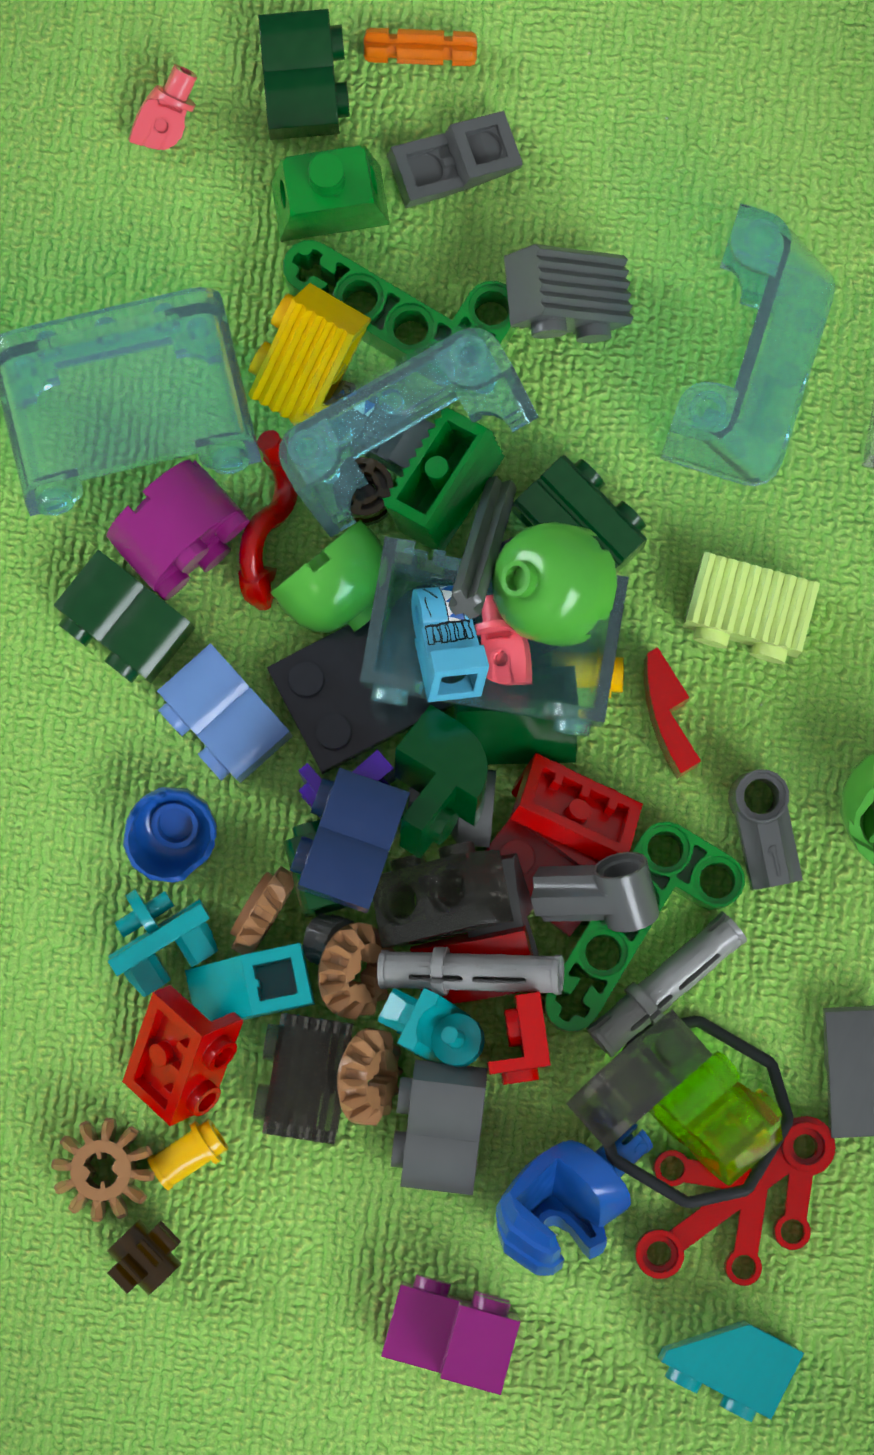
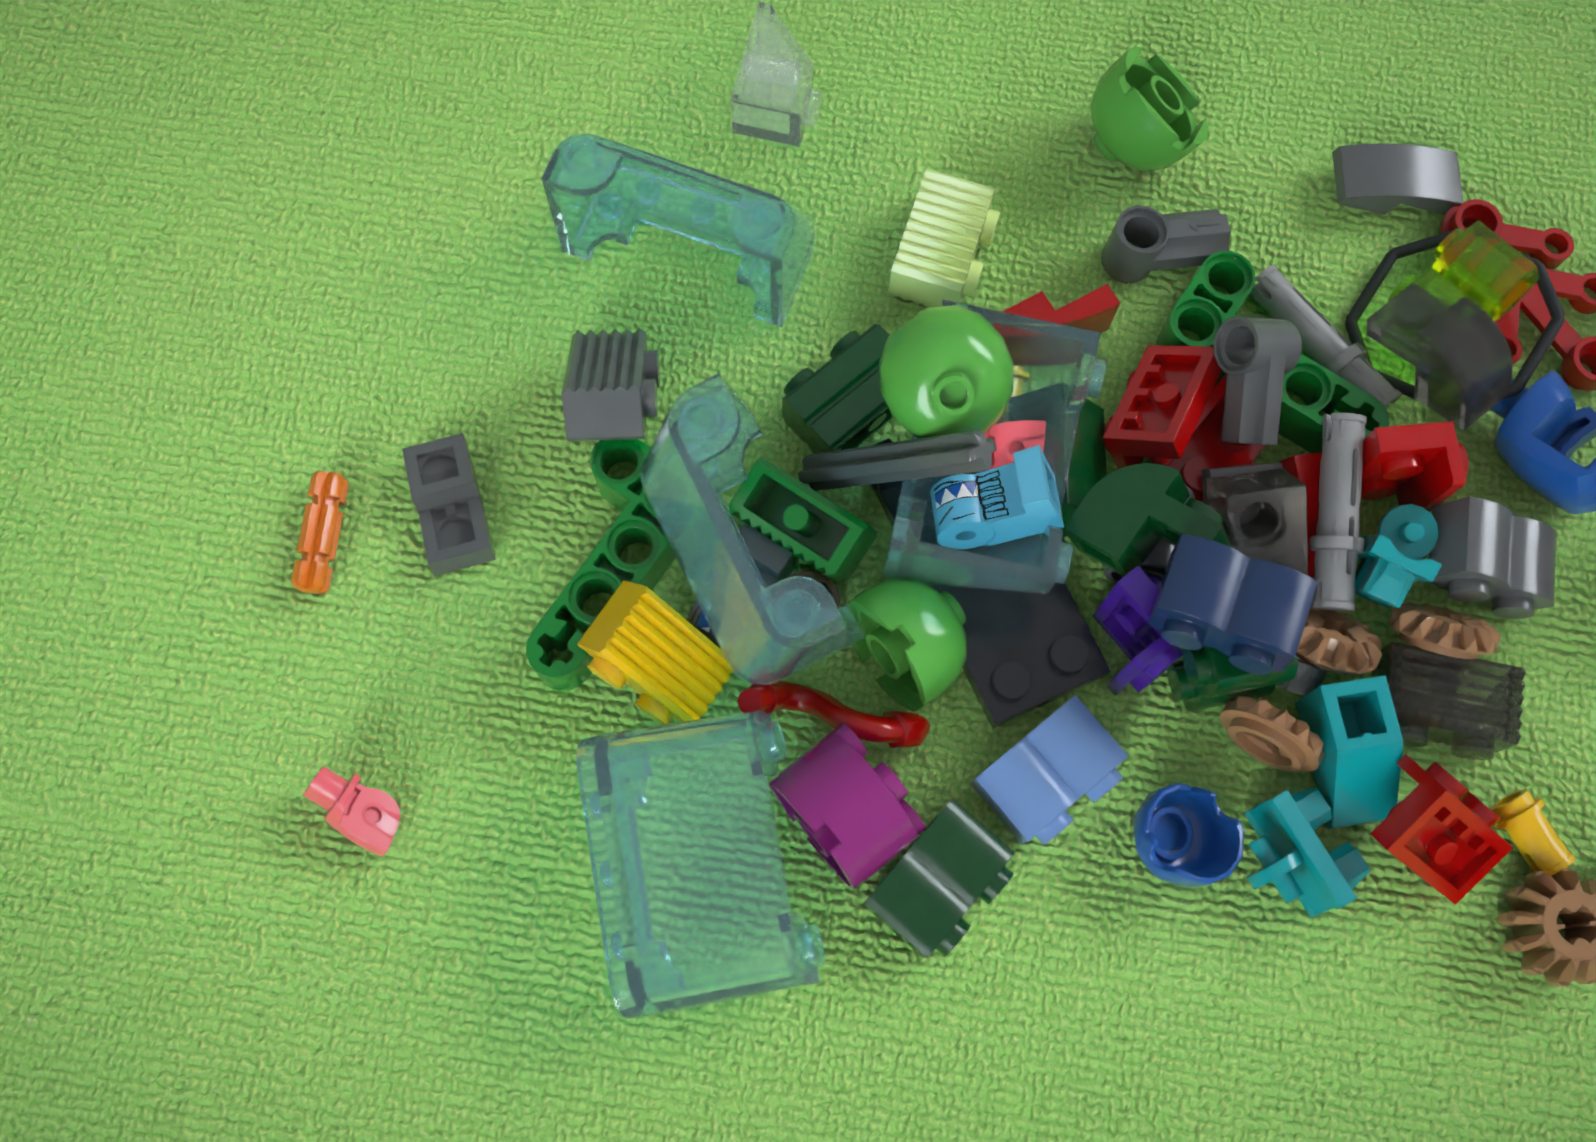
camera: 90 degrees left, 10 degrees down
(300, 74) = (332, 655): dark green brick -> none
(328, 193) = (473, 625): green torso -> none

